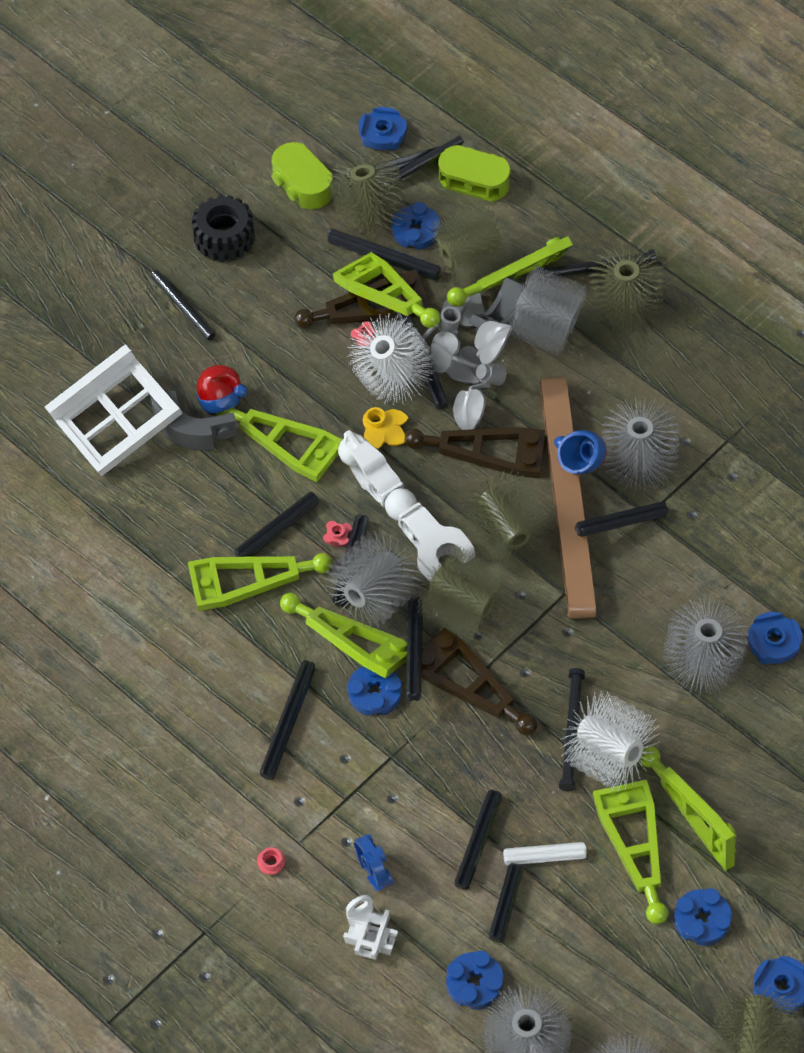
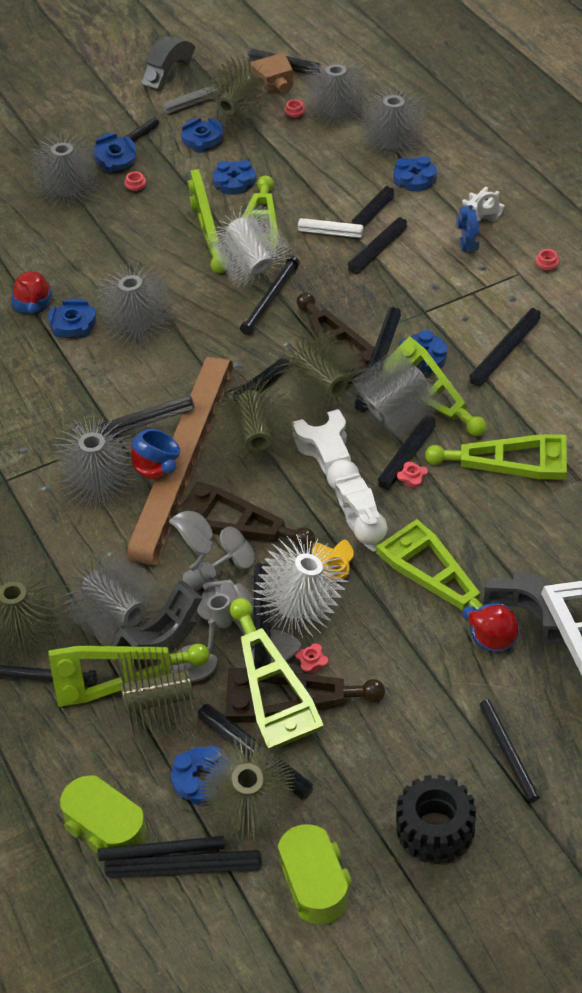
camera: 160 degrees left, 10 degrees down
(277, 525) = (468, 494): black axle -> none
(382, 140) = (187, 938): blue plate -> none
(530, 609) = (267, 374): none -> black axle

